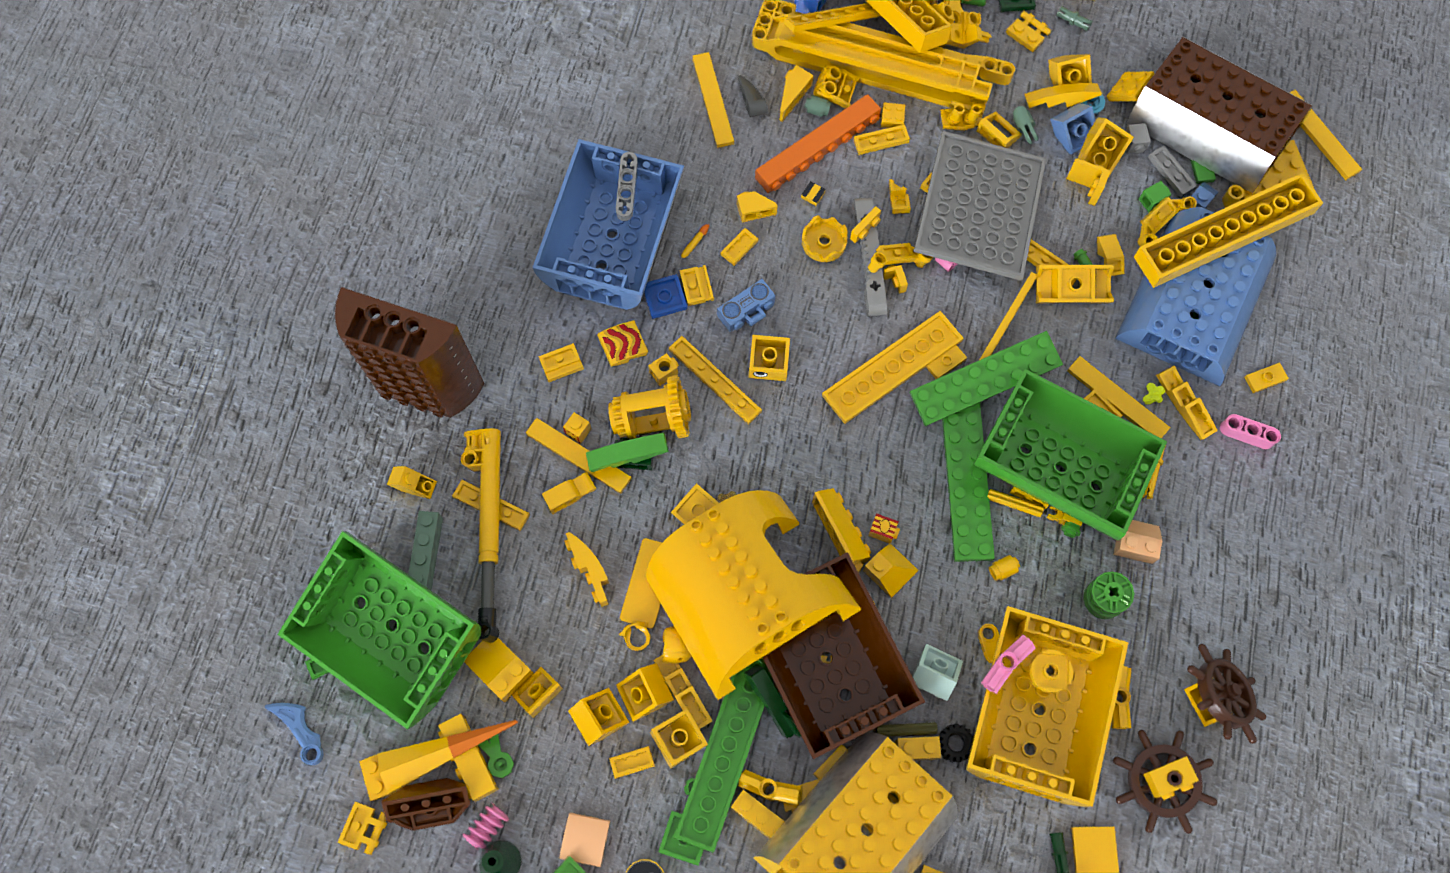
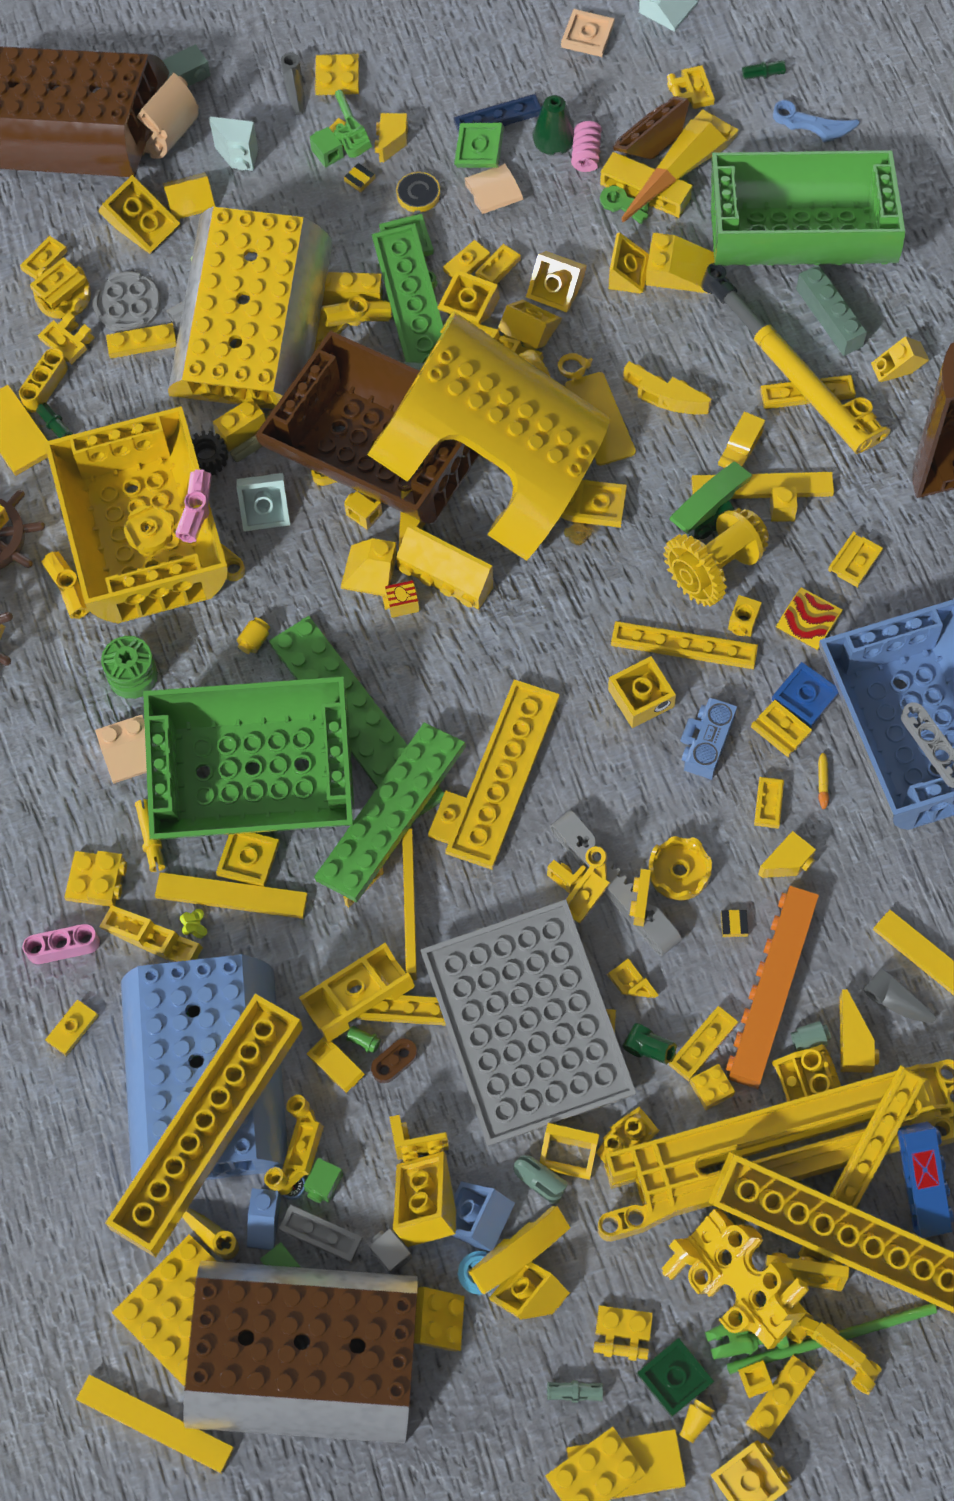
camera: 150 degrees right, 5 degrees down
(293, 806) = (764, 69): none -> dark green axle
(651, 785) = (468, 259): none -> yellow plate
(917, 159) = (644, 1042): none -> dark green piece
(1071, 238) = (391, 1059): none -> reddish brown plate
(1204, 464) = (96, 878): none -> yellow plate

